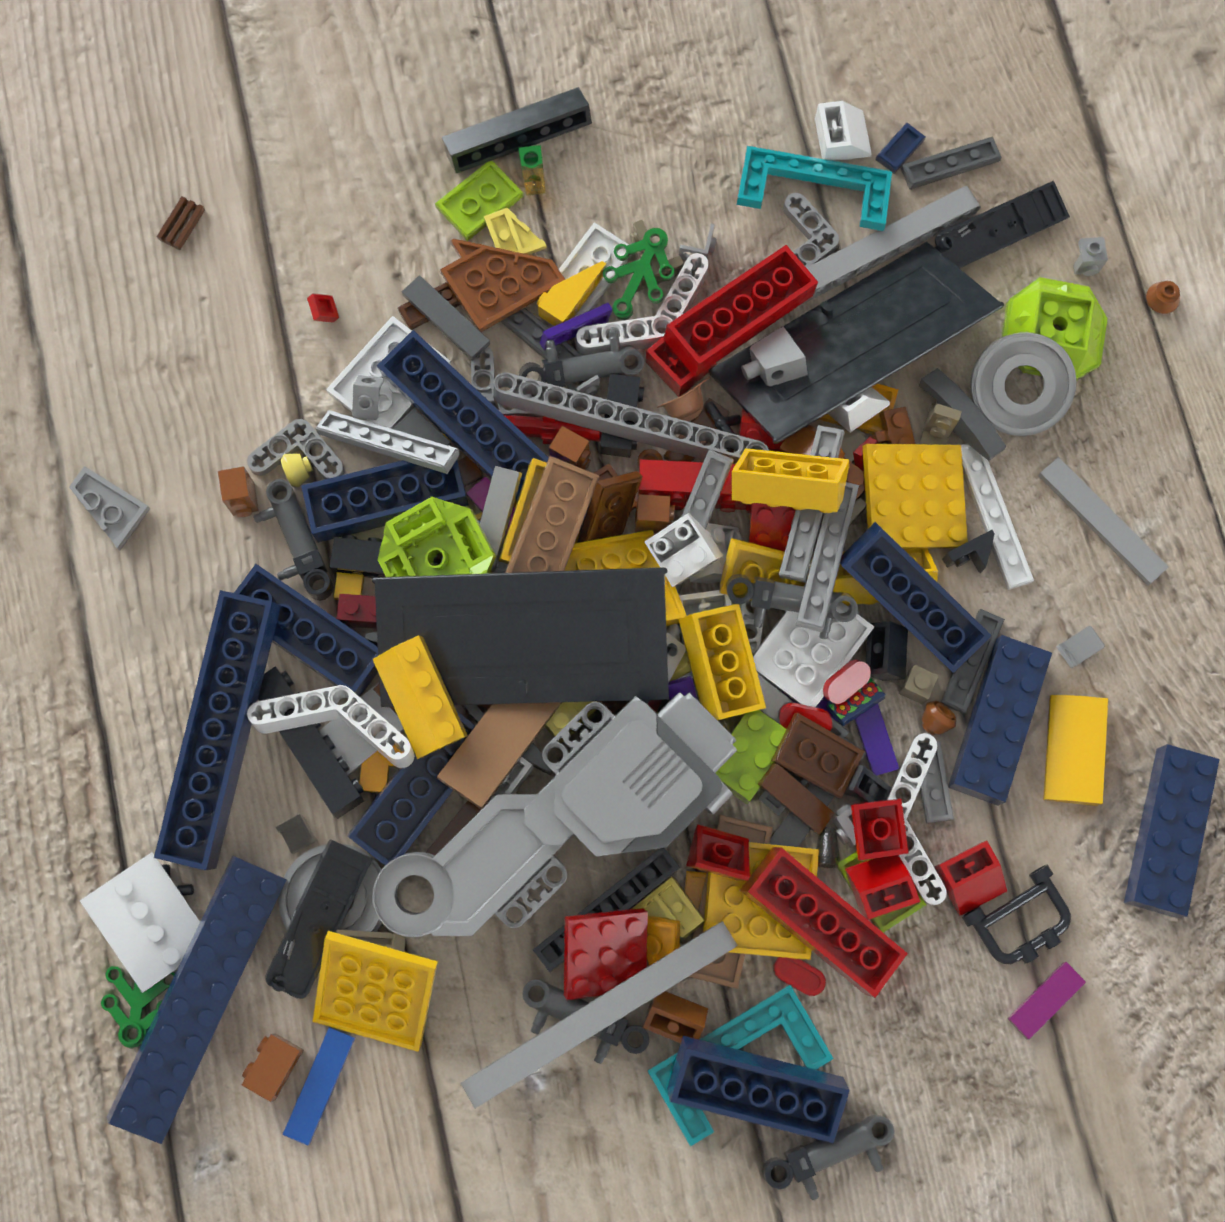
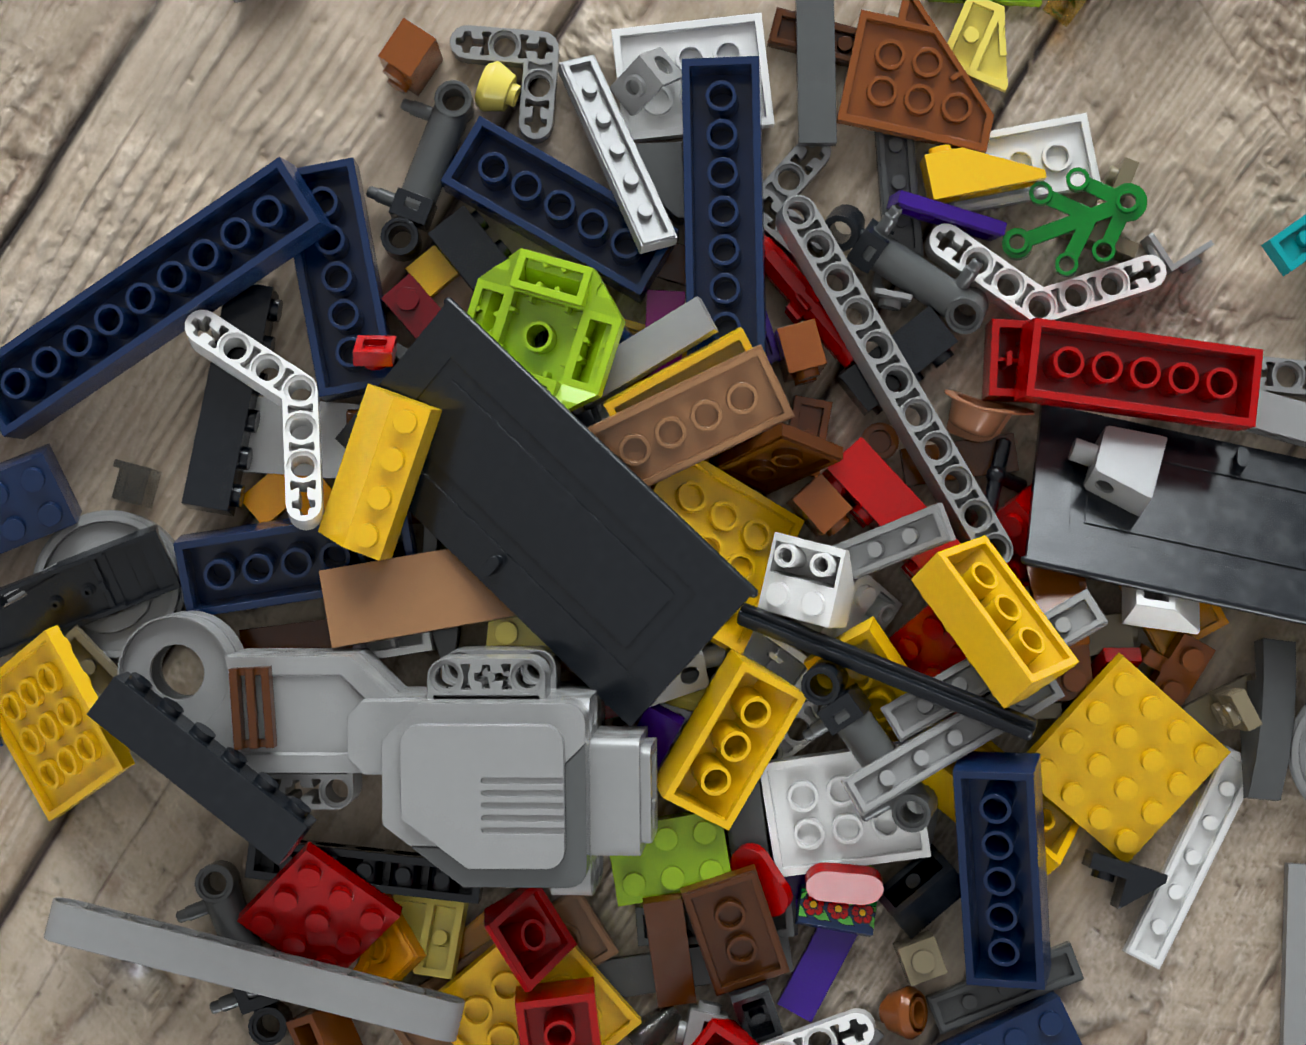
camera: 45 degrees right, 10 degrees up
(360, 644) = (374, 351): none -> red plate
(474, 924) = (202, 766): none -> black brick
(489, 885) = (237, 708): none -> reddish brown tile
(764, 553) = (887, 671): none -> black axle

